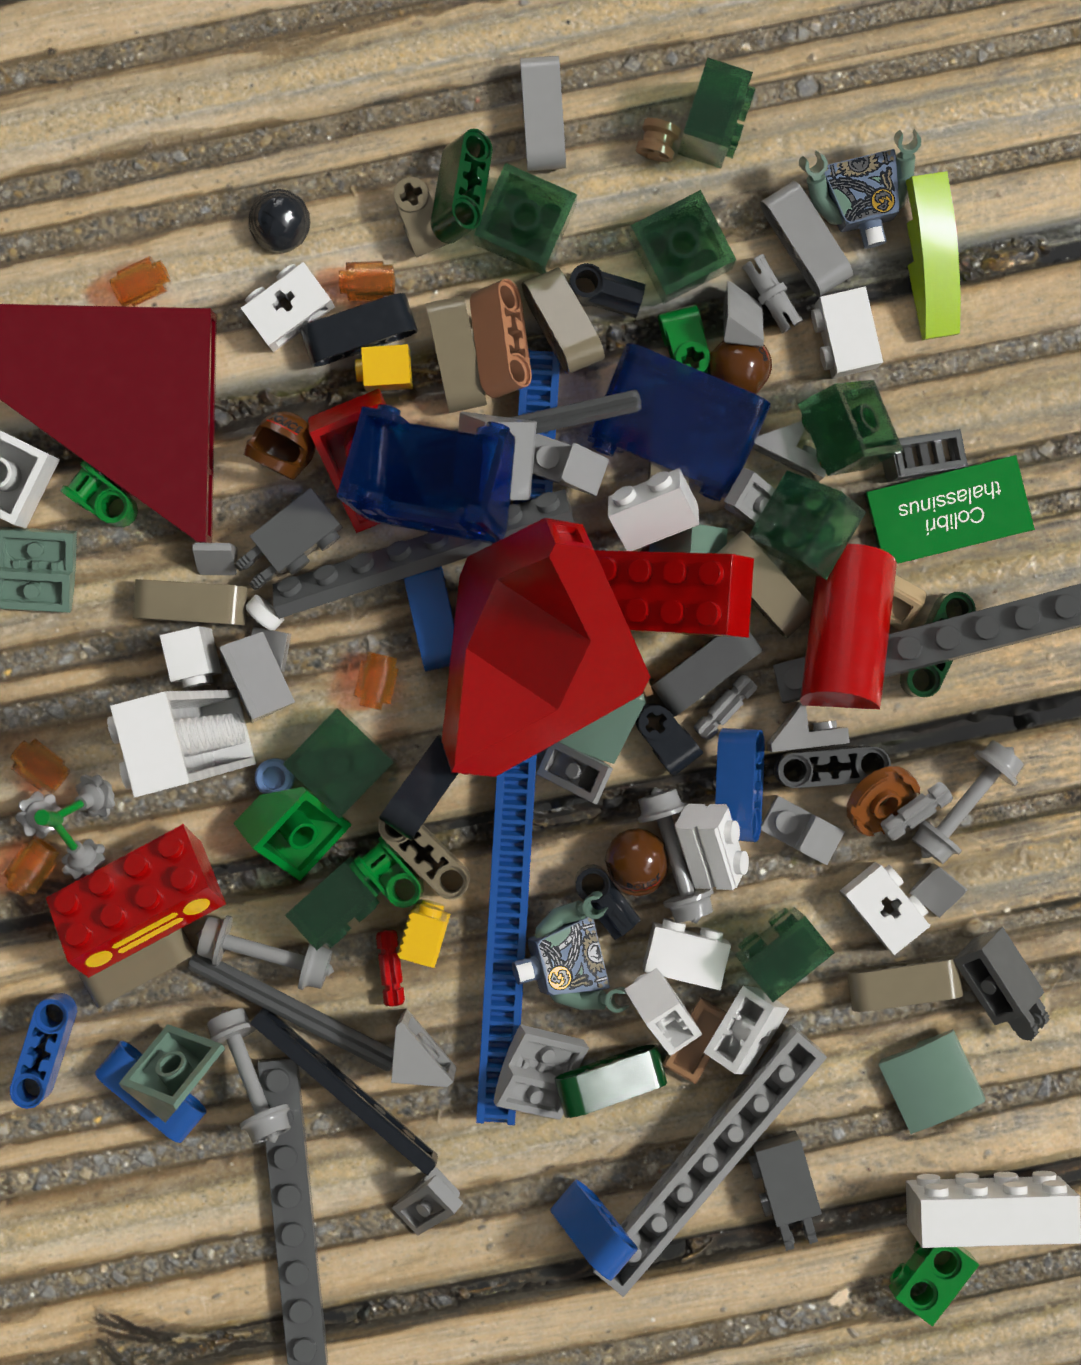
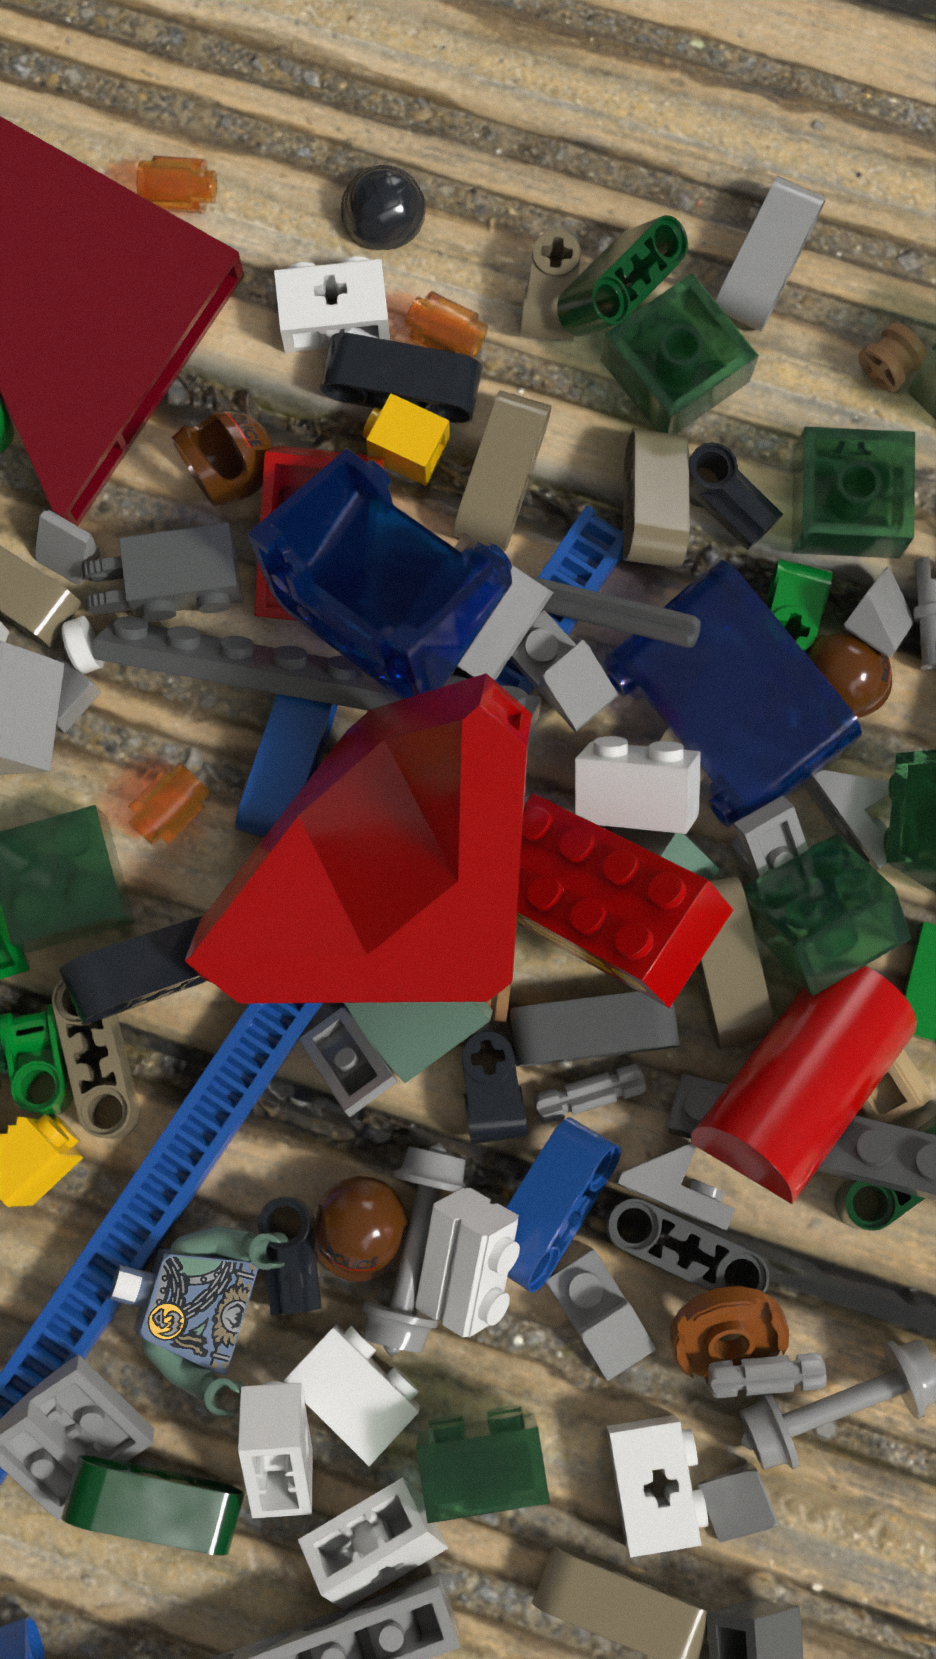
camera: 30 degrees right, 10 degrees down
(500, 338) = (566, 478): nougat beam -> none
(691, 1060) = (275, 1539): medium nougat tile -> none

